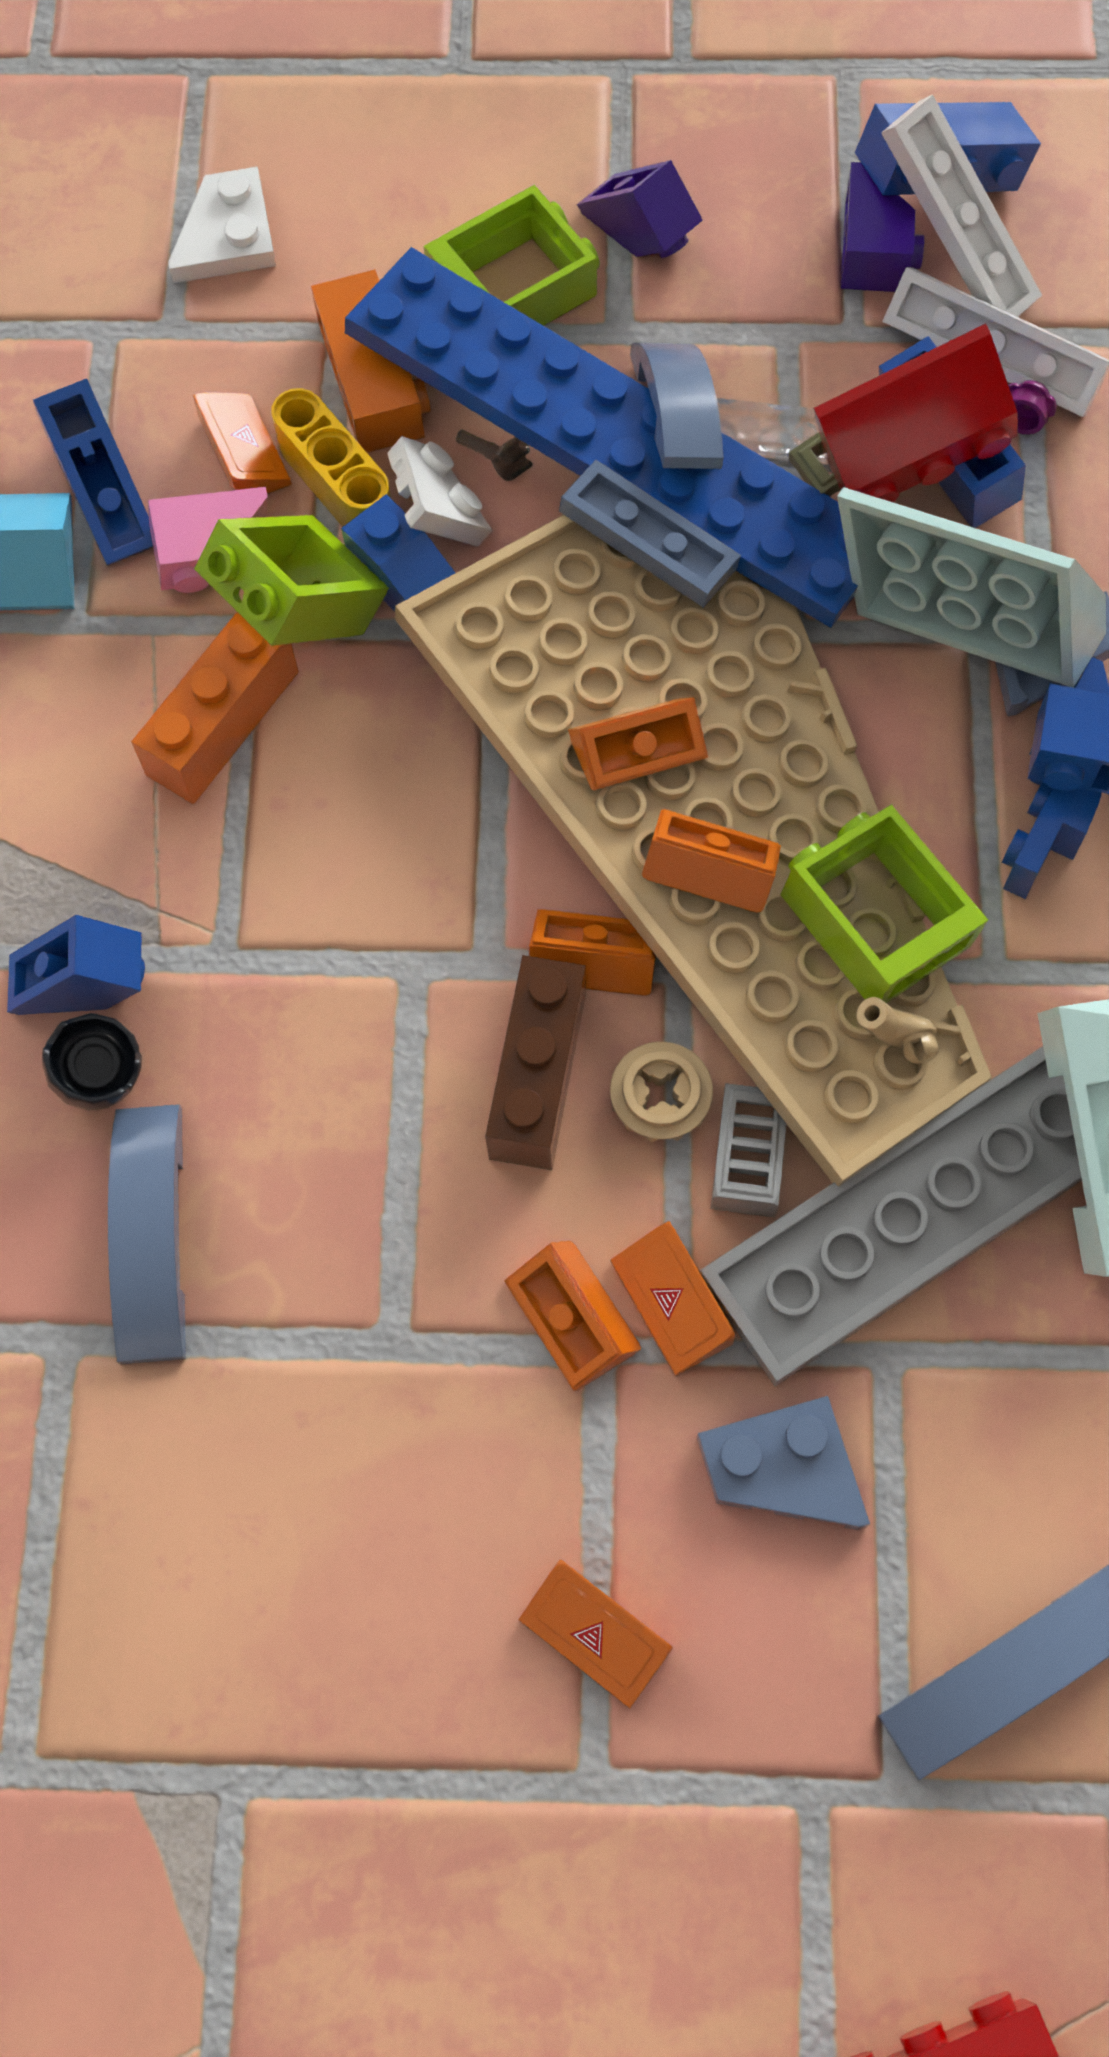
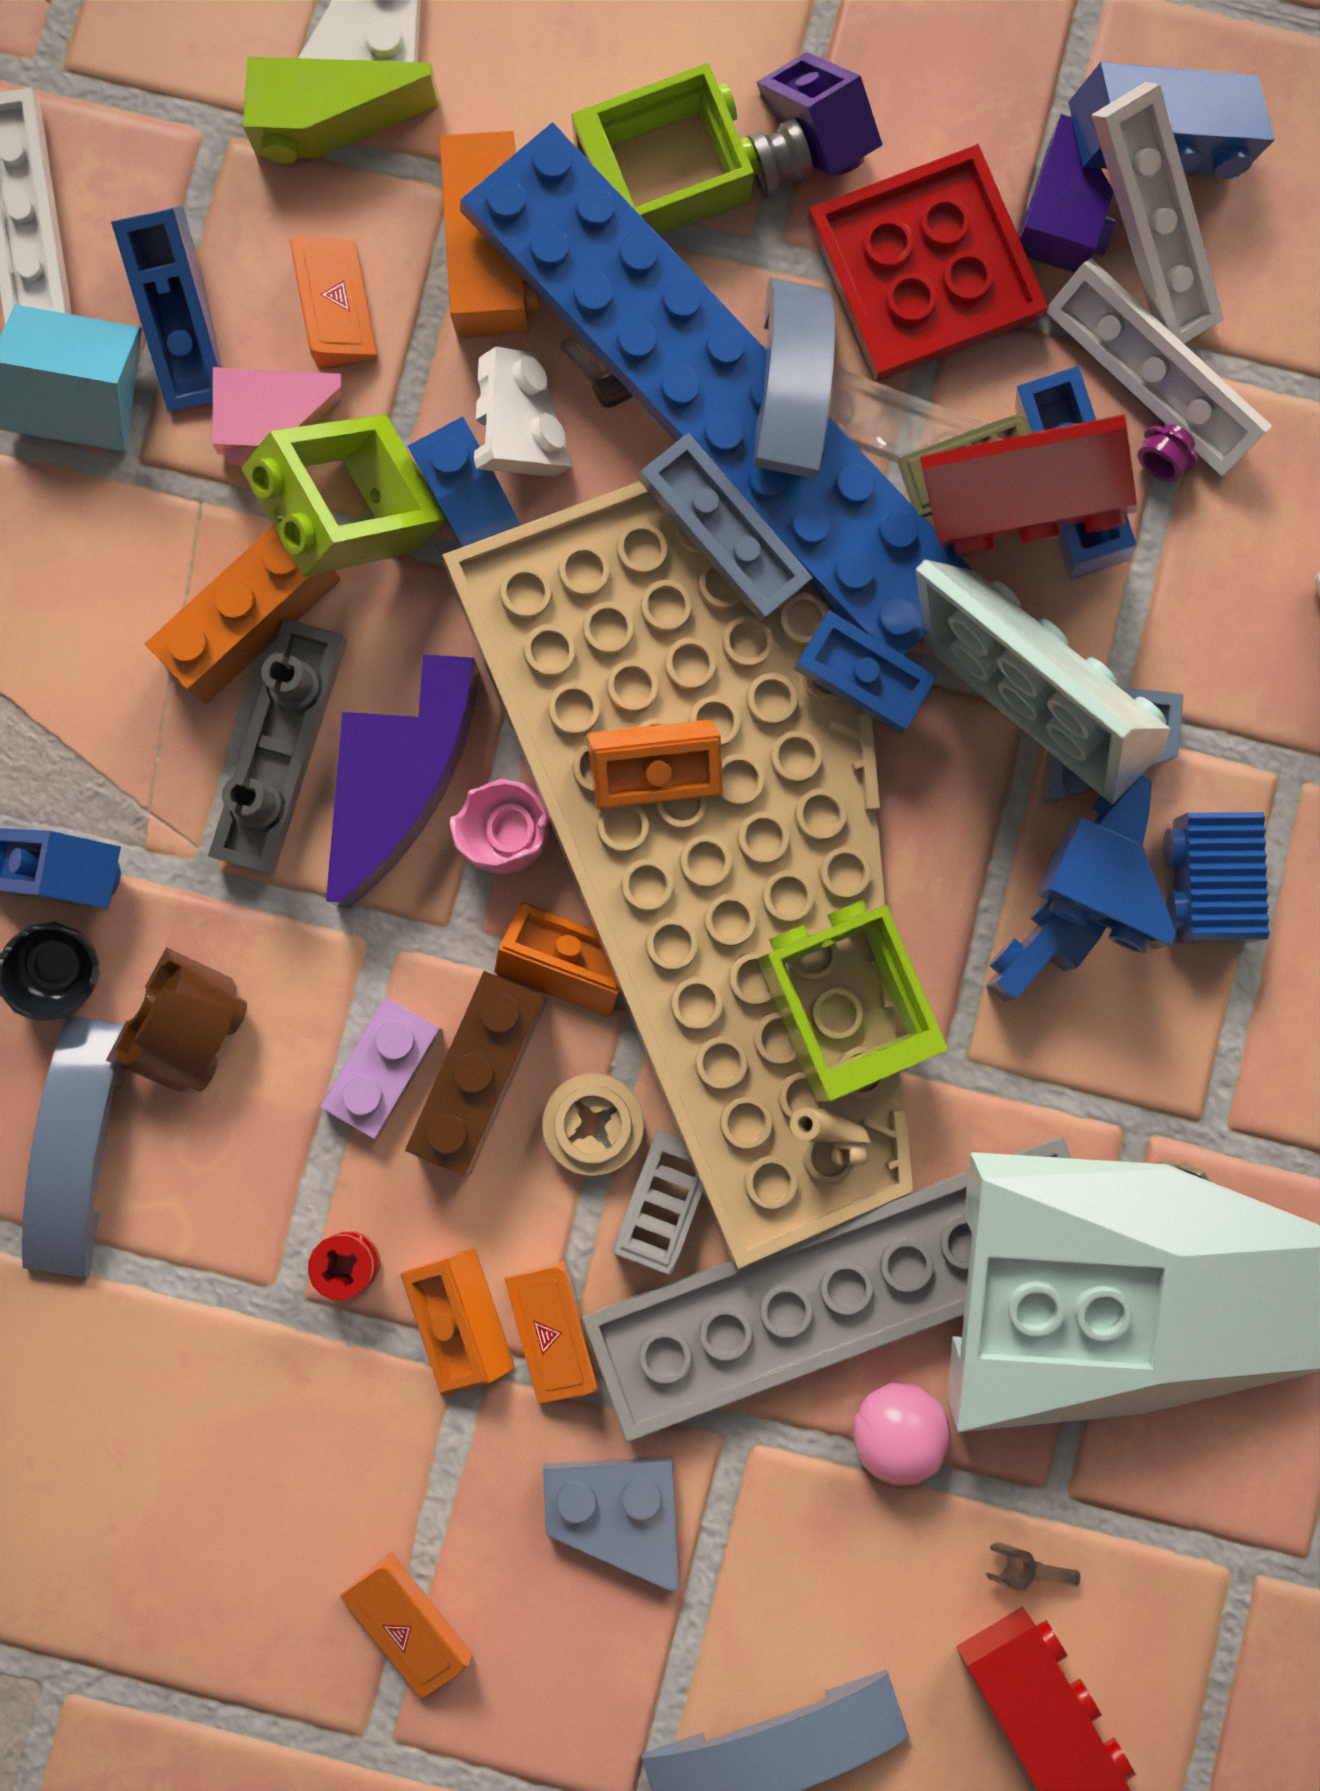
camera: 10 degrees right, 15 degrees up
(201, 290) = (325, 104): none -> lime slope
(230, 1089) = (179, 1024): none -> reddish brown cylinder
(273, 821) = (277, 746): none -> dark grey plate
(326, 455) = (412, 327): yellow beam -> none
(393, 818) = (395, 776): none -> dark purple slope
(438, 1088) = (380, 1068): none -> lavender plate
(456, 1289) = (355, 1258): none -> red wheel
(506, 839) = (501, 827): none -> bright pink hair
(618, 249) = (781, 157): none -> flat silver wheel
(711, 861) = (697, 910): orange slope -> none
(767, 305) = (927, 262): none -> red plate
(811, 628) = (865, 672): none -> blue plate
(1051, 1319) = (901, 1434): none -> bright pink hair

